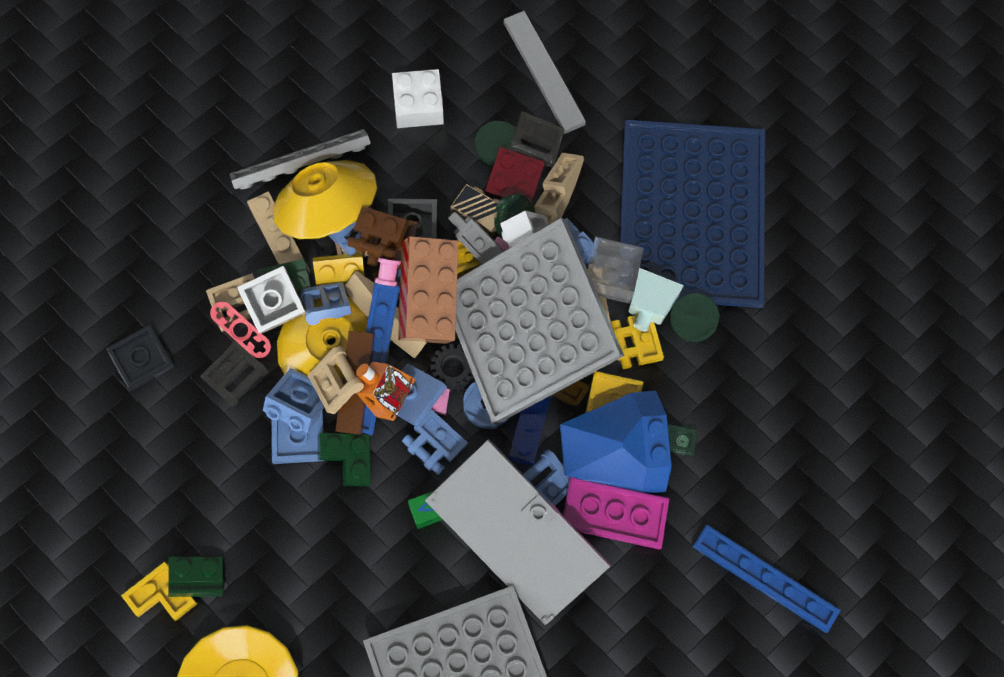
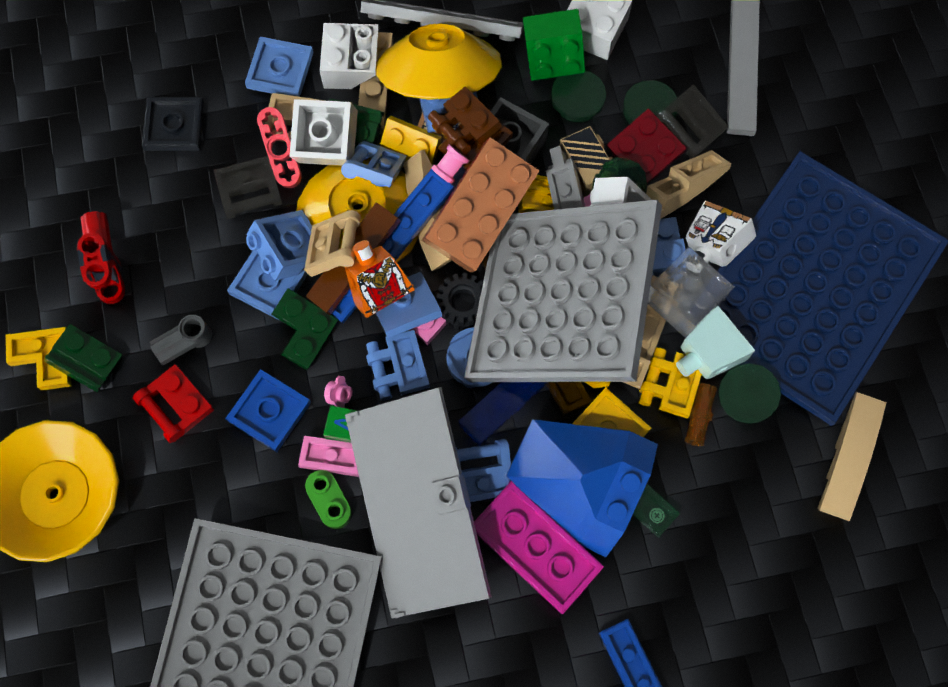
camera: 35 degrees right, 0 degrees up
(156, 491) = (98, 258): none -> red connector
(197, 267) = (279, 67): none -> medium blue plate
(248, 227) = (348, 54): none -> white slope
(259, 521) = (178, 340): none -> dark grey piece
(288, 561) = (181, 397): none -> red plate
(361, 531) = (268, 410): none -> blue plate
(402, 136) = (554, 44): none -> green brick
(404, 488) = (338, 392): none -> bright pink plate
(428, 537) = (328, 456): none -> bright pink plate
(439, 163) = (578, 96): none -> clear green tile
(446, 568) = (328, 498): none -> bright green plate
(606, 214) = (719, 234): none -> white torso
(670, 352) = (700, 414): none -> clear orange pin
(788, 321) = (852, 456): none -> tan slope

